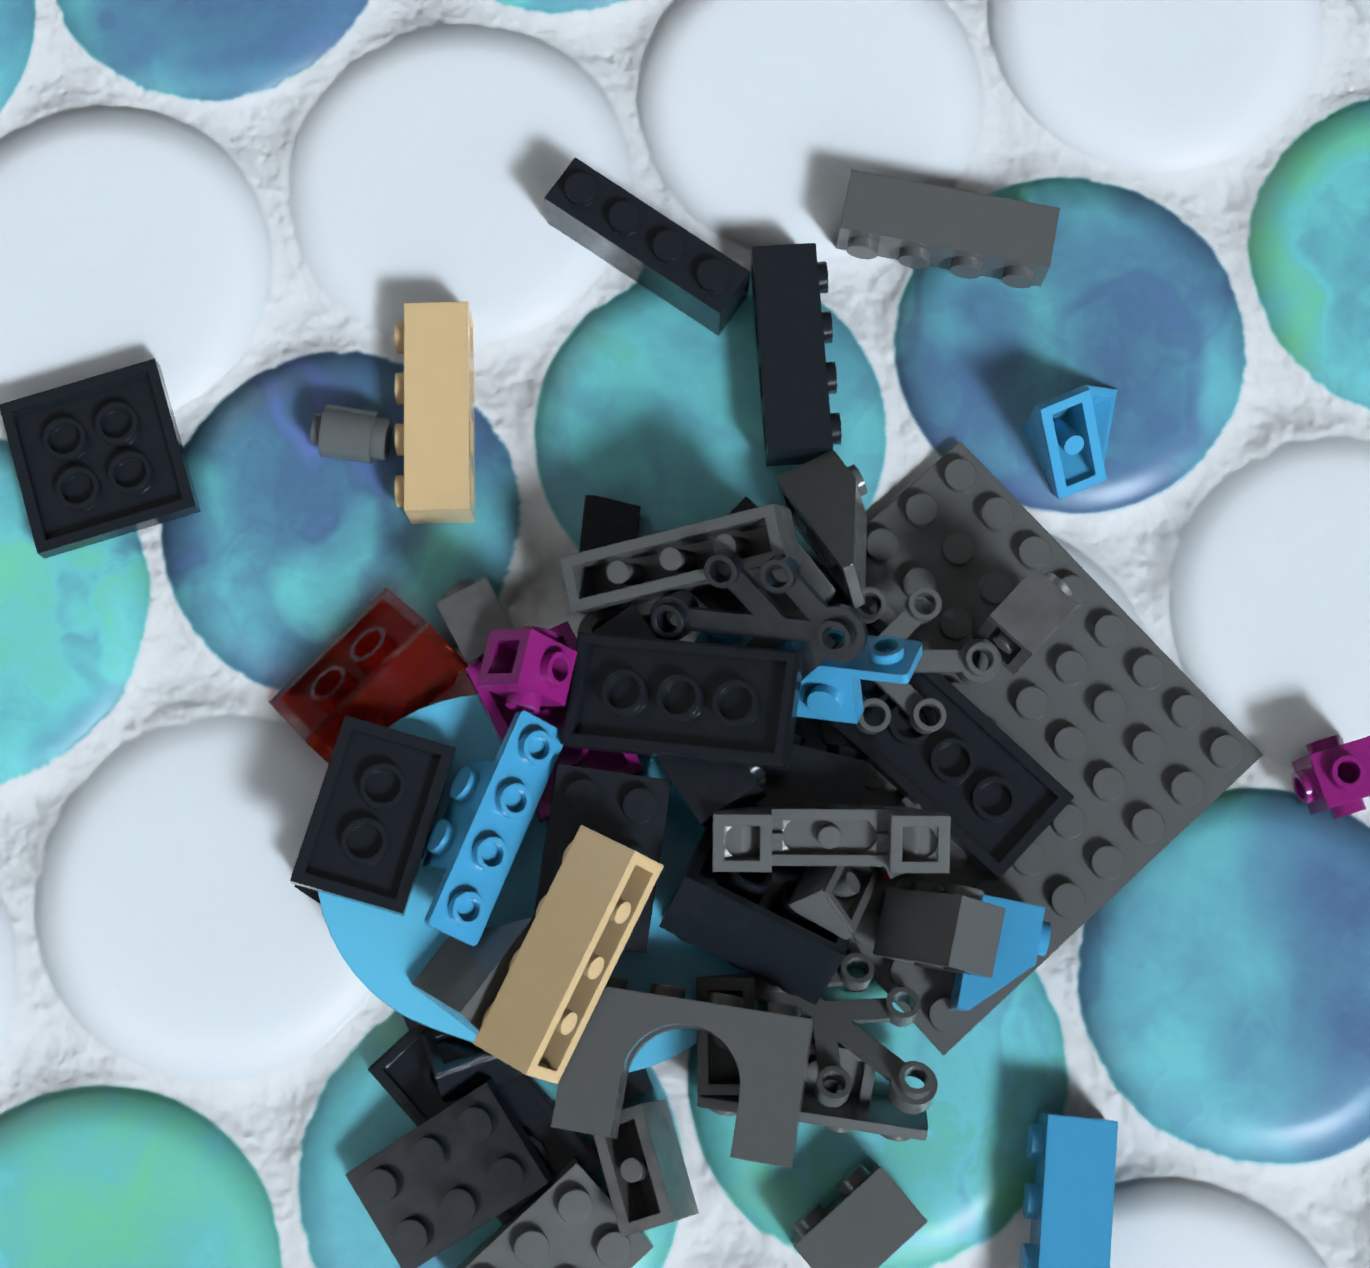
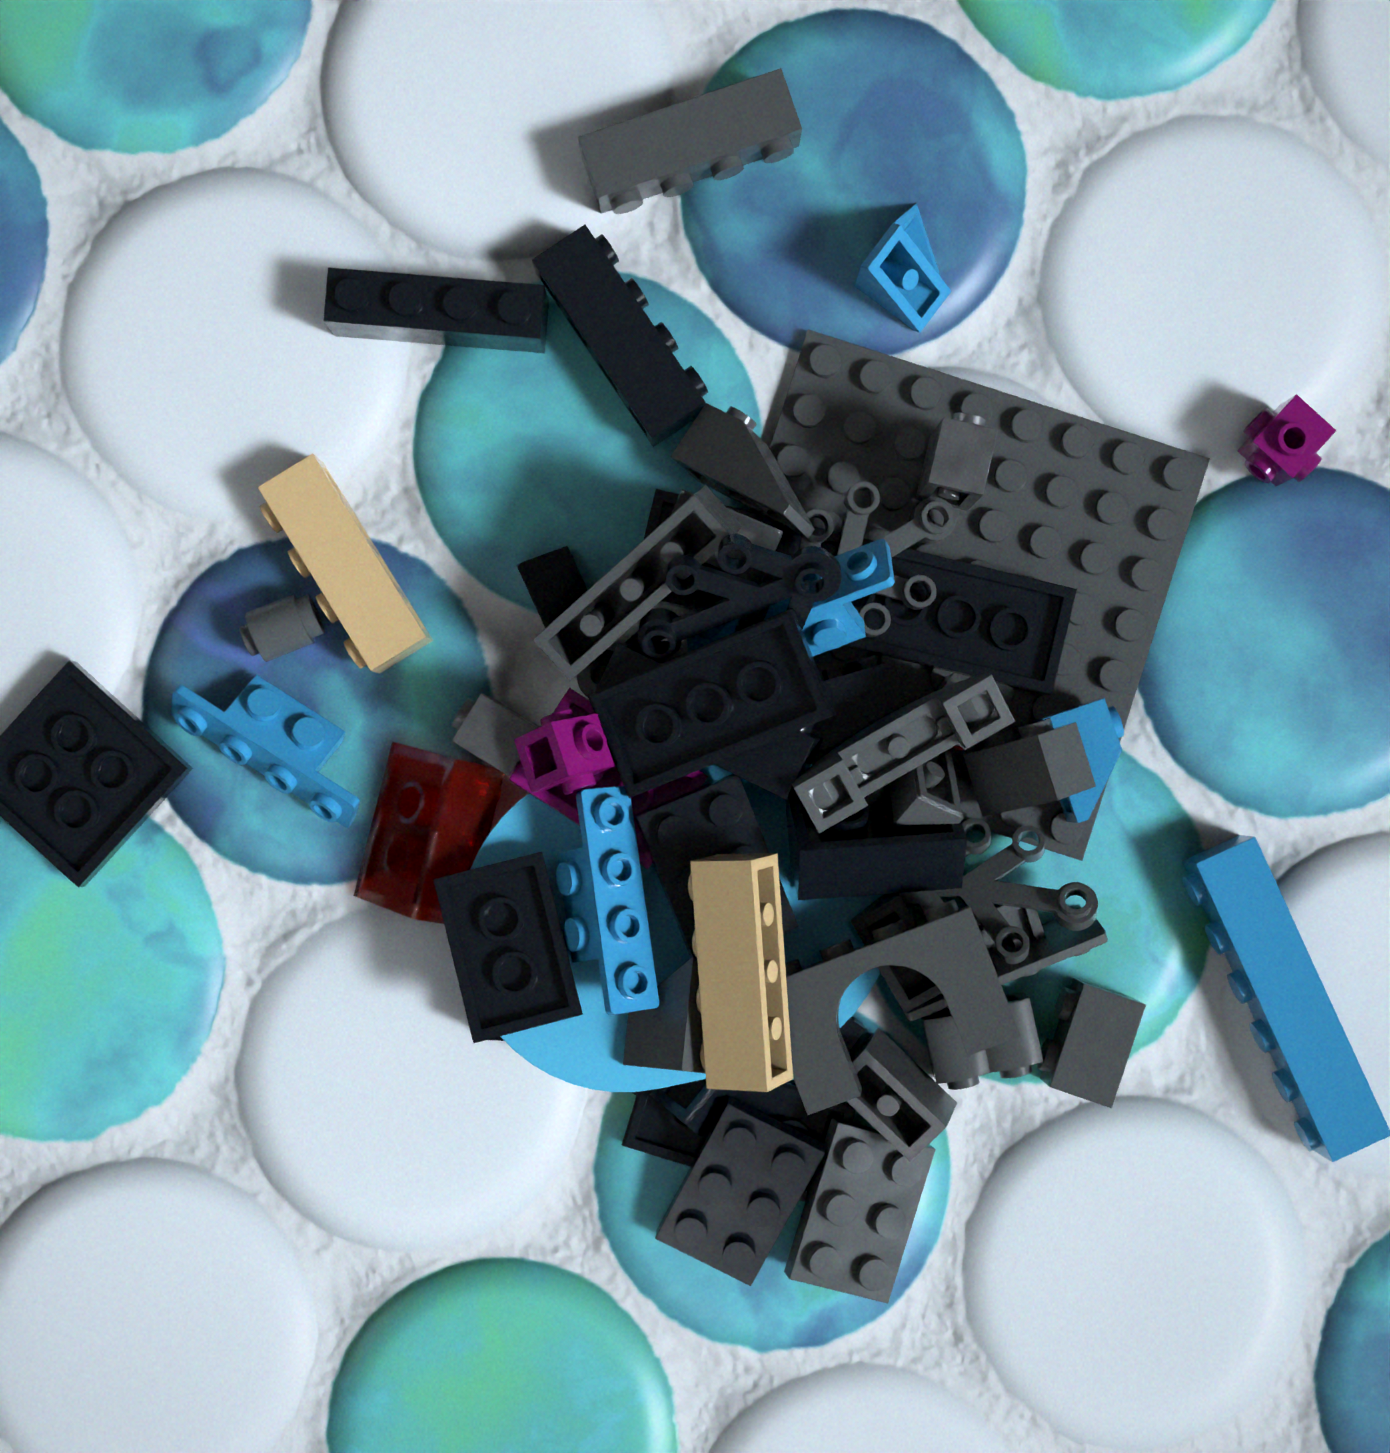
camera: 30 degrees left, 10 degrees up
(286, 526) = (274, 738): none -> dark azure bracket
(773, 1188) = (1010, 1059): none -> dark grey brick

